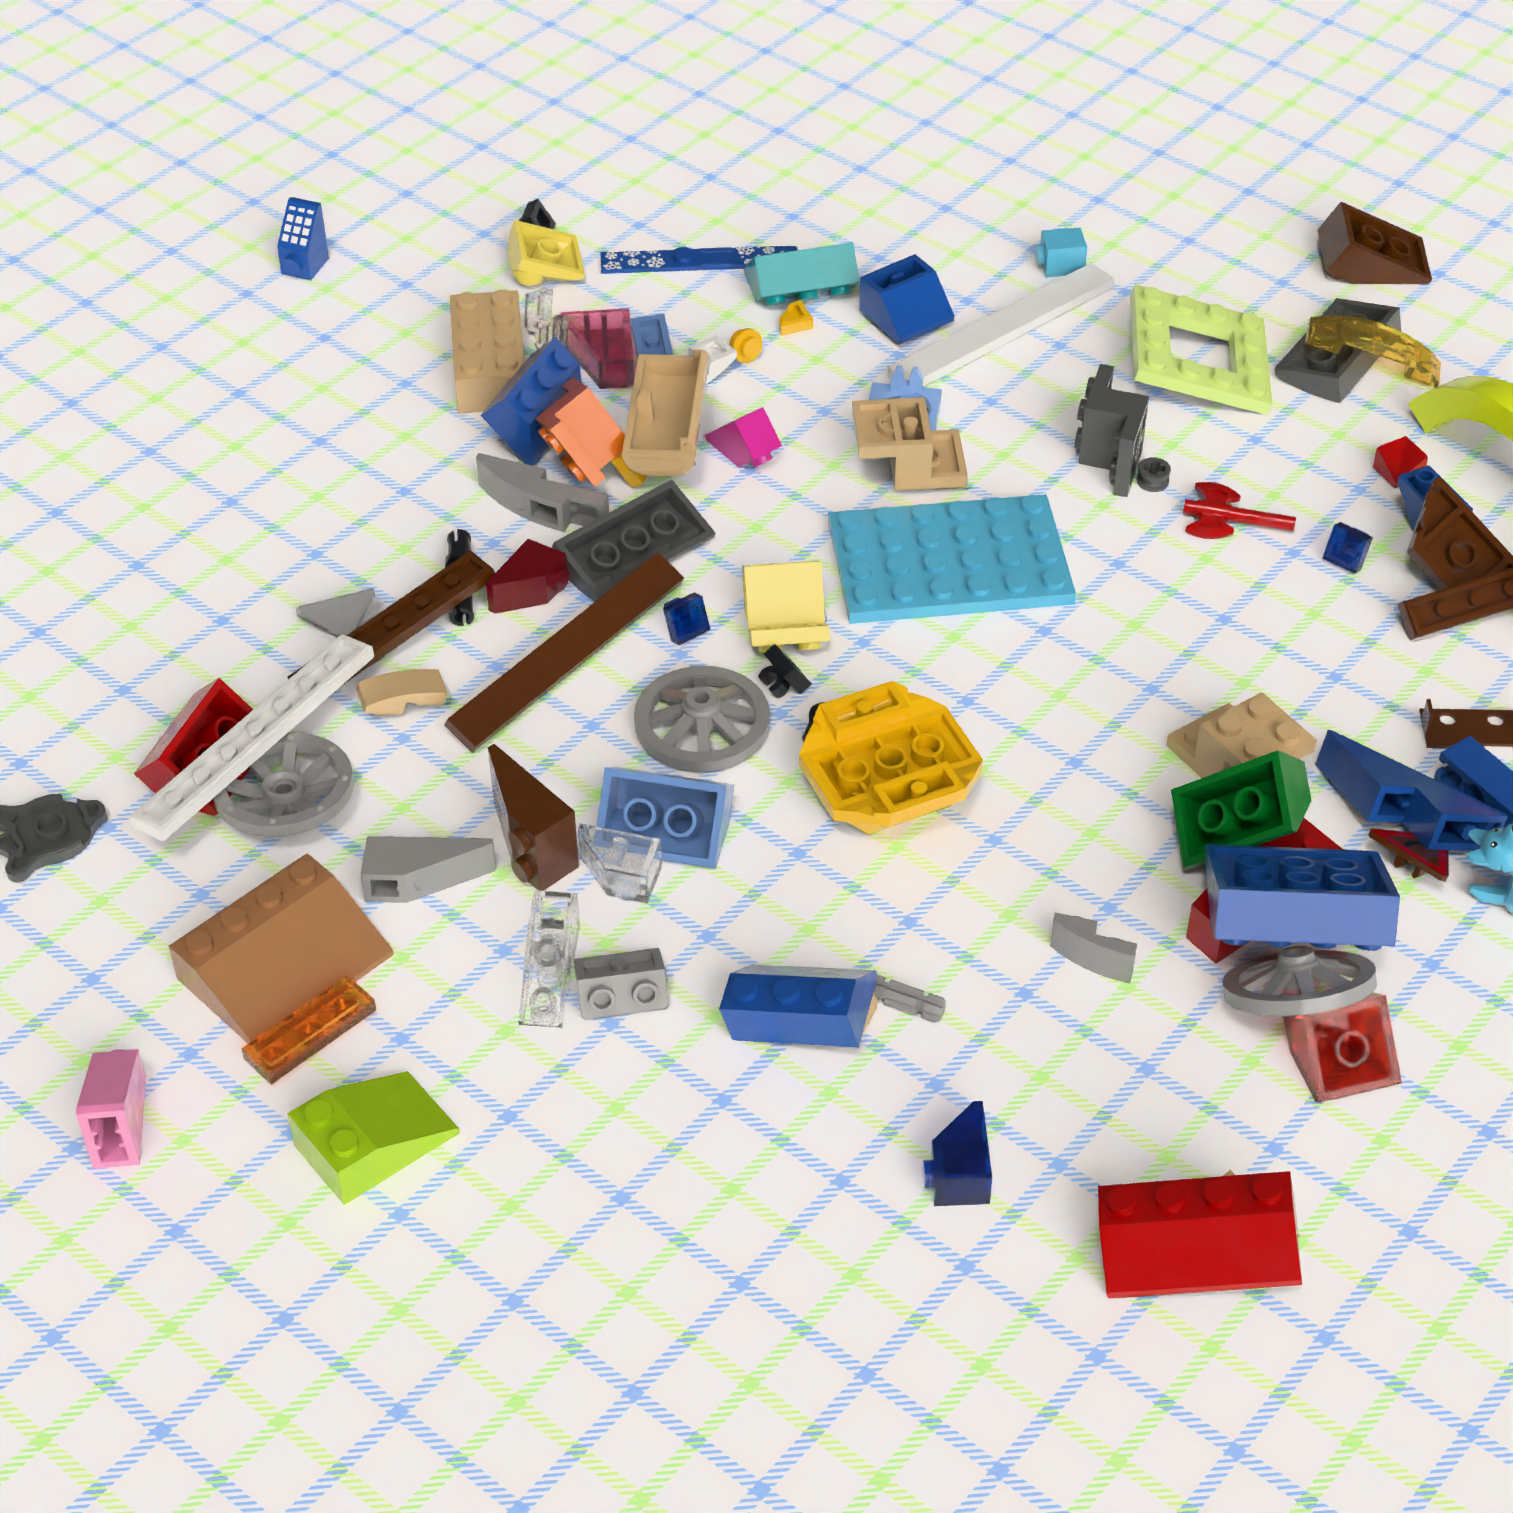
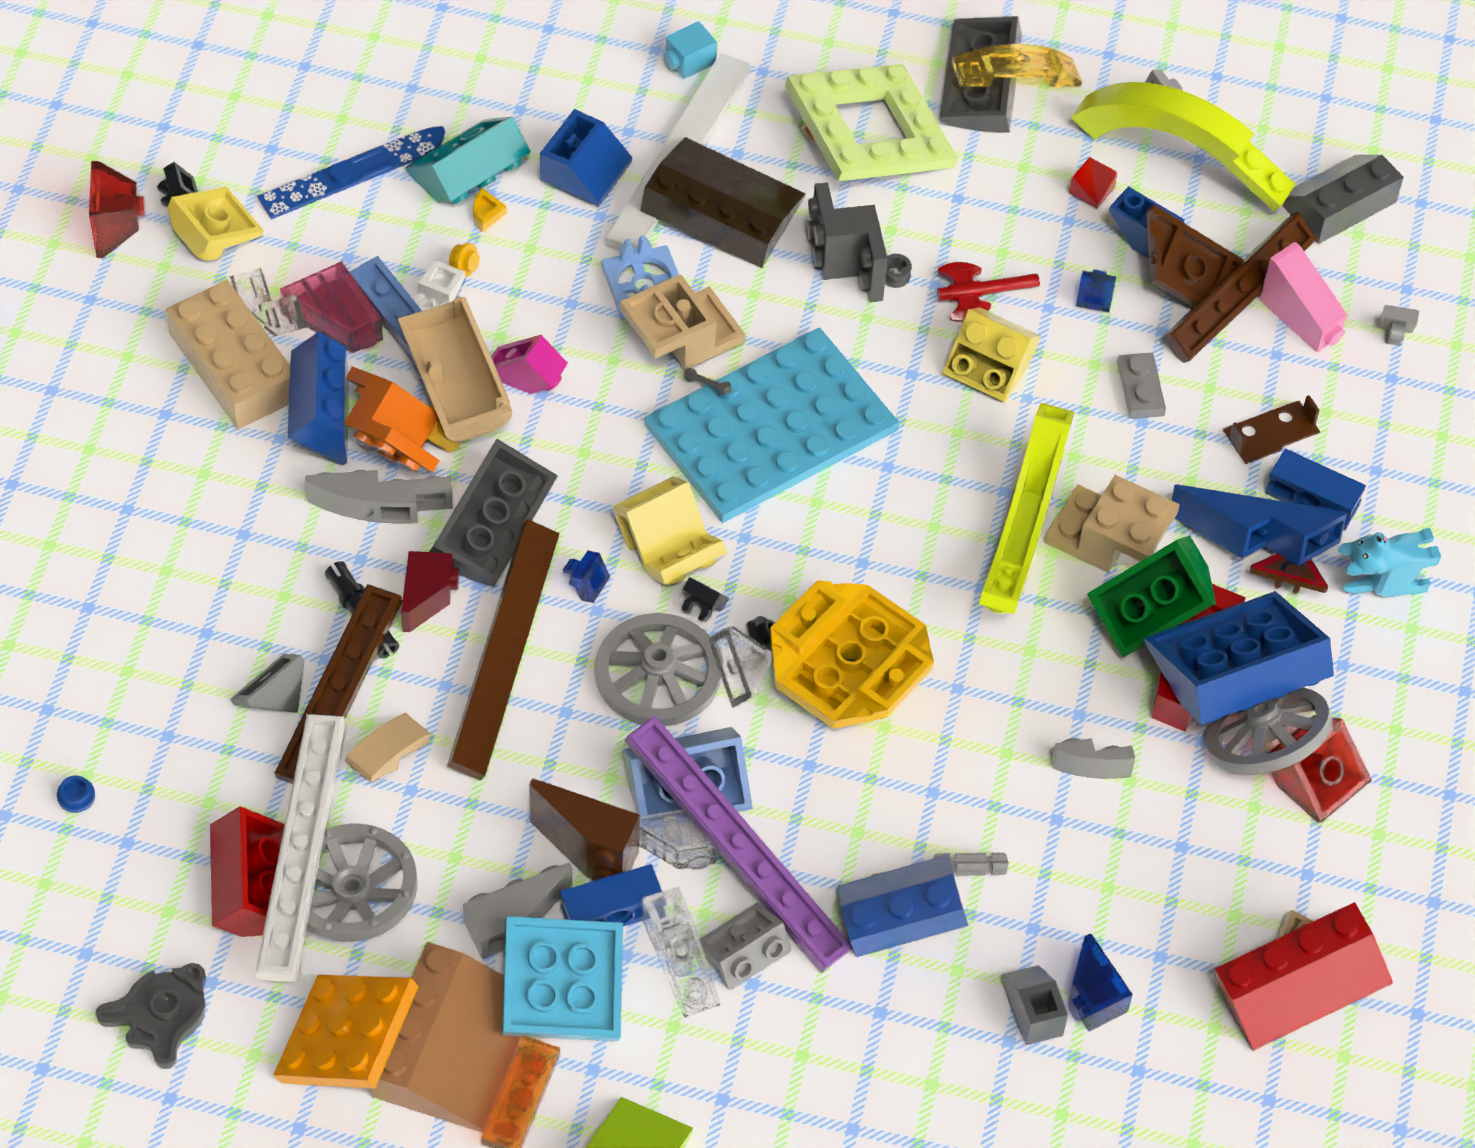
camera: 30 degrees left, 10 degrees up
(105, 632) = (75, 794): none -> blue plate
(181, 902) = (346, 1031): none -> light orange plate
(415, 937) = (562, 979): none -> medium azure plate
(461, 217) = (113, 208): none -> clear red slope
(505, 890) = (611, 898): none -> blue piece
(667, 885) = (738, 843): none -> medium lavender tile
(779, 732) = (741, 664): none -> clear slope
(883, 1152) = (1036, 1004): none -> dark grey slope
(898, 496) = (723, 388): none -> dark grey hinge
(1010, 368) = (721, 201): none -> dark brown slope
(1160, 704) = (1027, 509): none -> neon yellow arch
(1205, 565) = (991, 353): none -> light yellow slope
(1351, 643) = (1141, 385): none -> light grey plate

